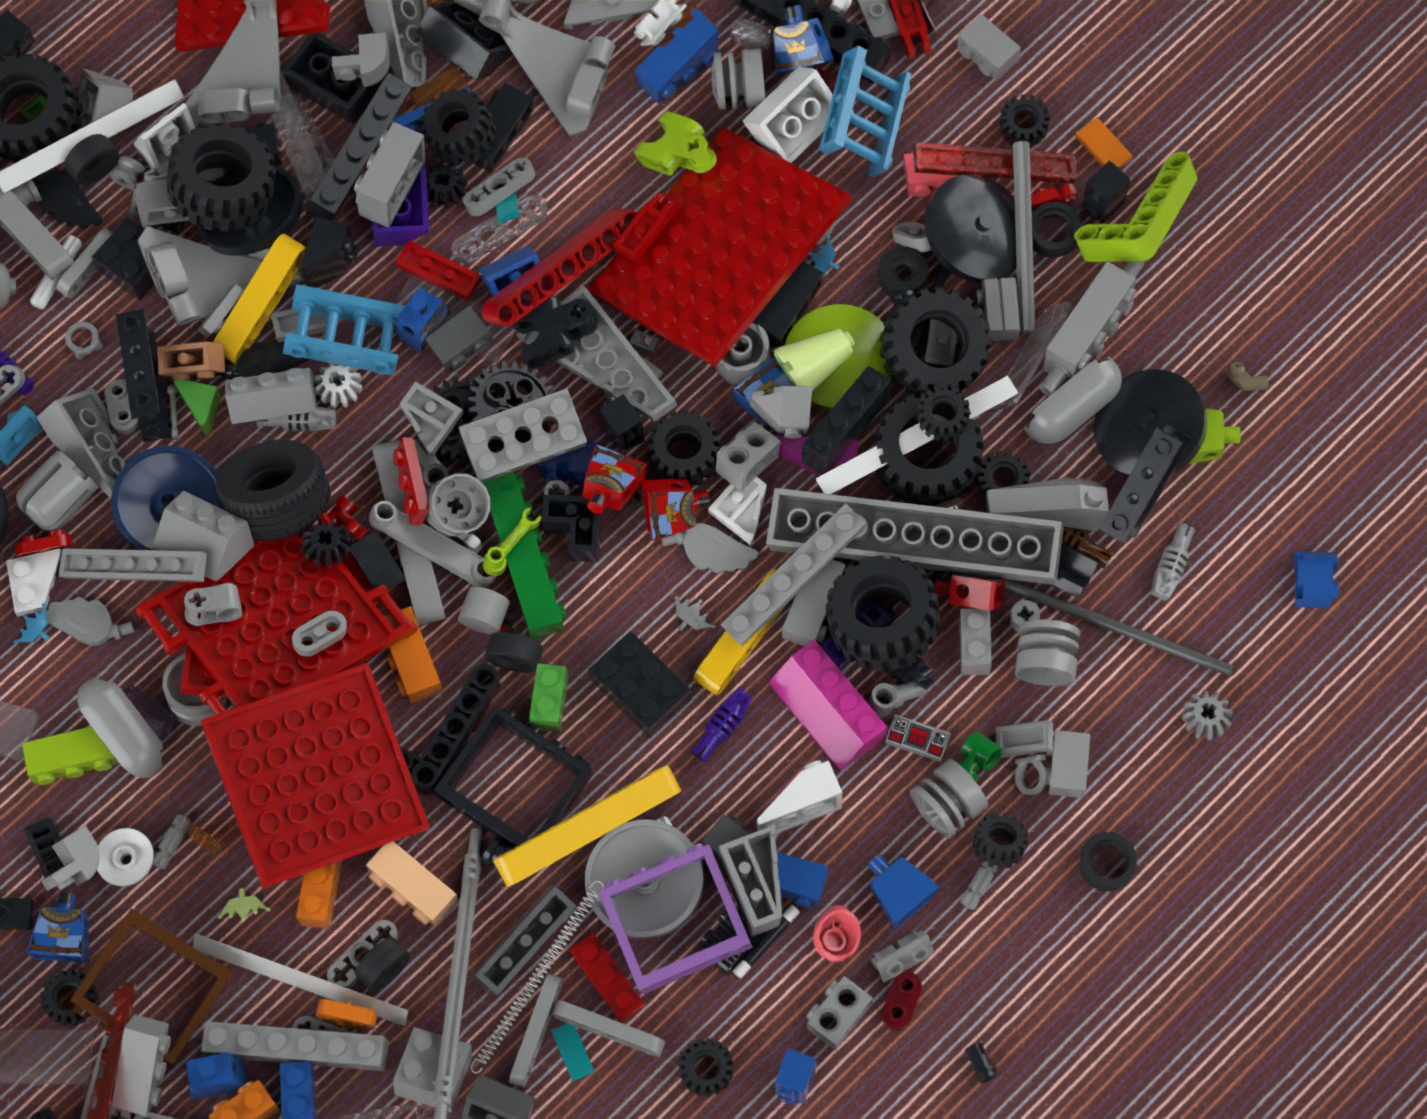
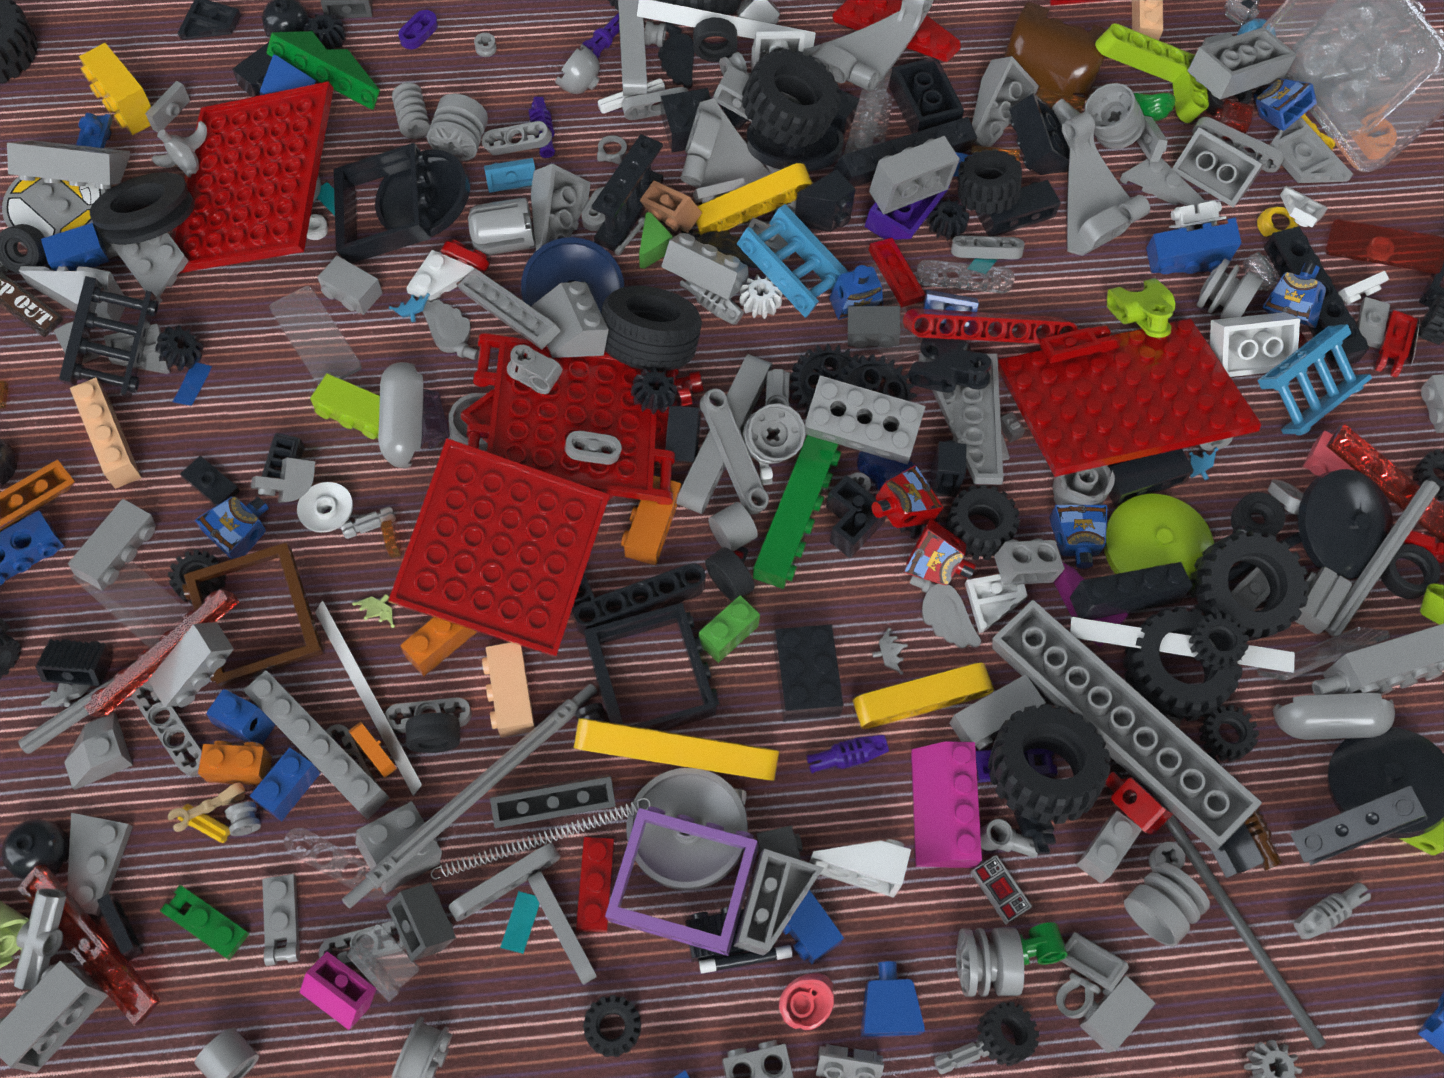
camera: 30 degrees right, 5 degrees down
(370, 63) = (957, 99): light grey brick -> none
(411, 481) = (753, 393): red plate -> none
(430, 416) = (806, 359): light grey wing -> none
(497, 567) = (770, 502): lime brick -> none
(784, 409) = (1087, 545): light grey slope -> none
(793, 575) = (997, 678): light grey plate -> none
(814, 358) = (1139, 526): yellowish green cone -> none
(1068, 500) = (1282, 799): light grey wedge -> none

